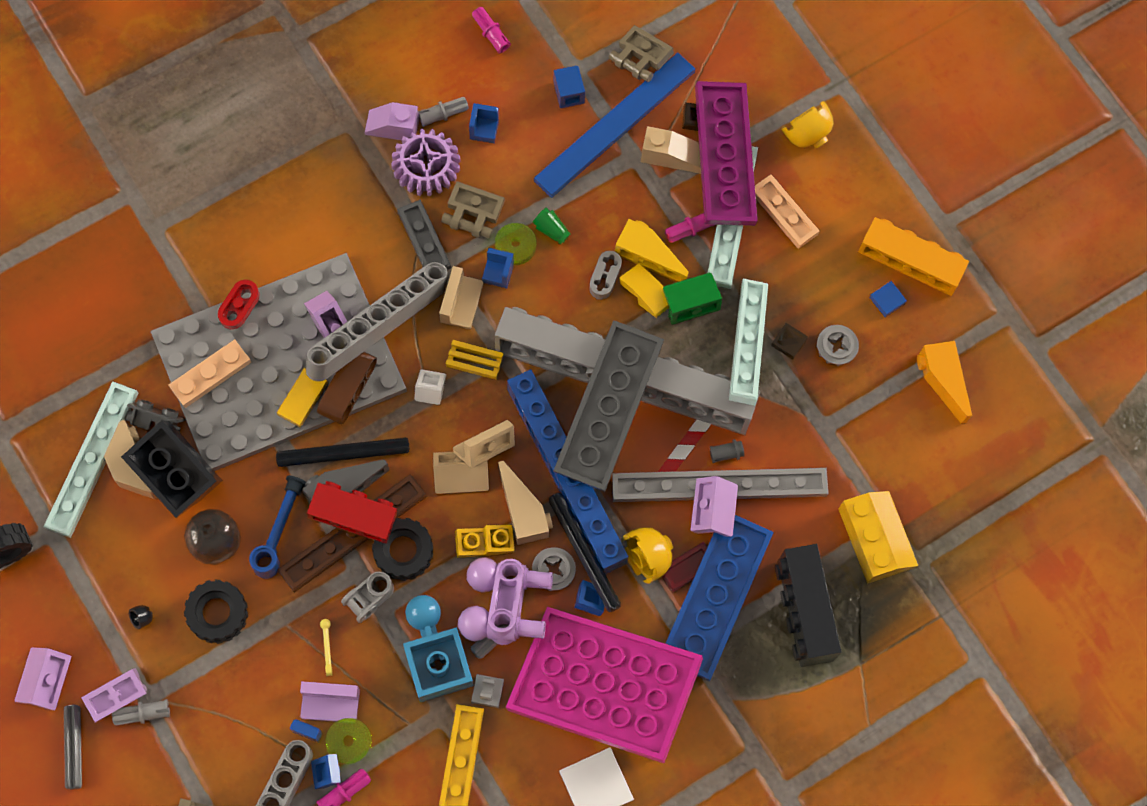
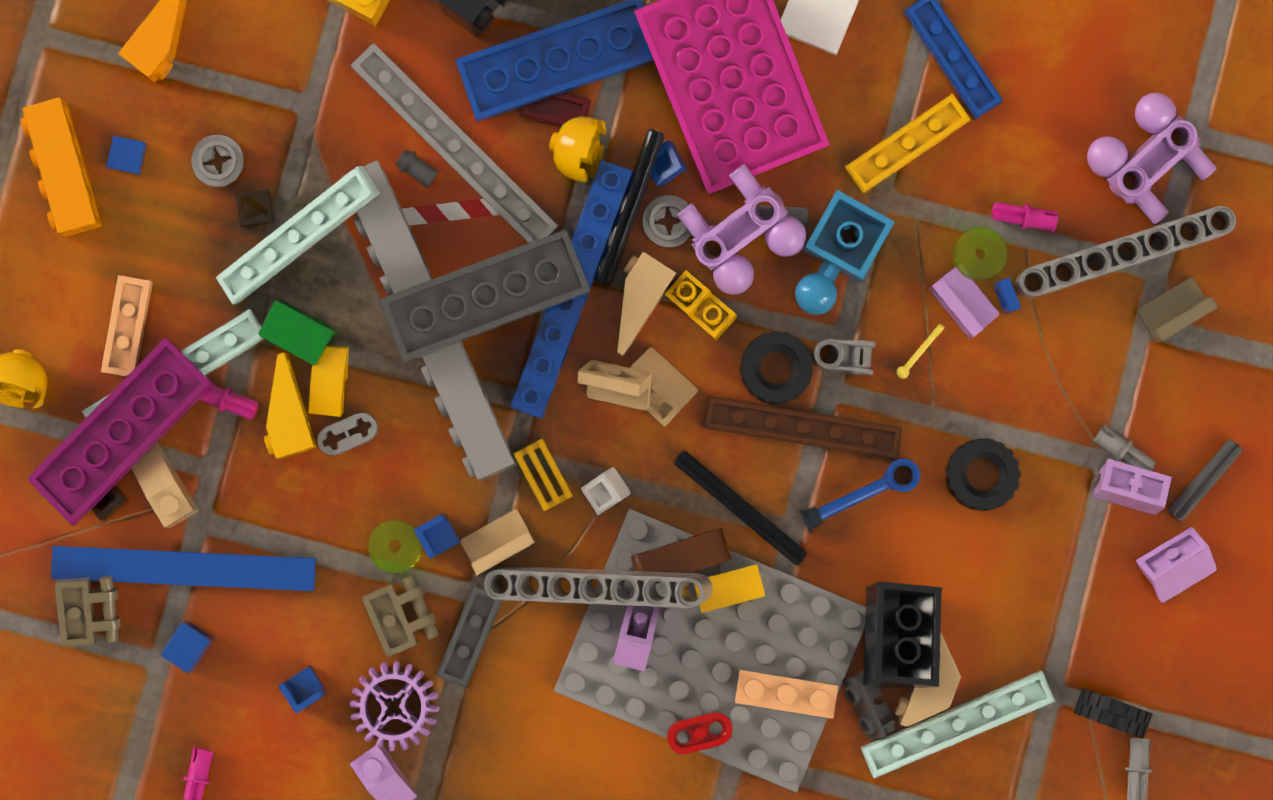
camera: 130 degrees left, 15 degrees up
(140, 616) = (1049, 535): black hinge -> none
(214, 546) = (907, 540): clear smoke cylinder -> none
(326, 771) = (1023, 246): blue plate -> none
(349, 478) = (778, 478): dark grey slope -> none
(352, 511) = (791, 434): red brick -> none
(442, 111) = (325, 742): light grey axle -> none
(487, 691) = (826, 178): light grey tile -> none
(550, 225) = (347, 528): green cone -> none
(714, 506) = (483, 128): lavender panel -> none

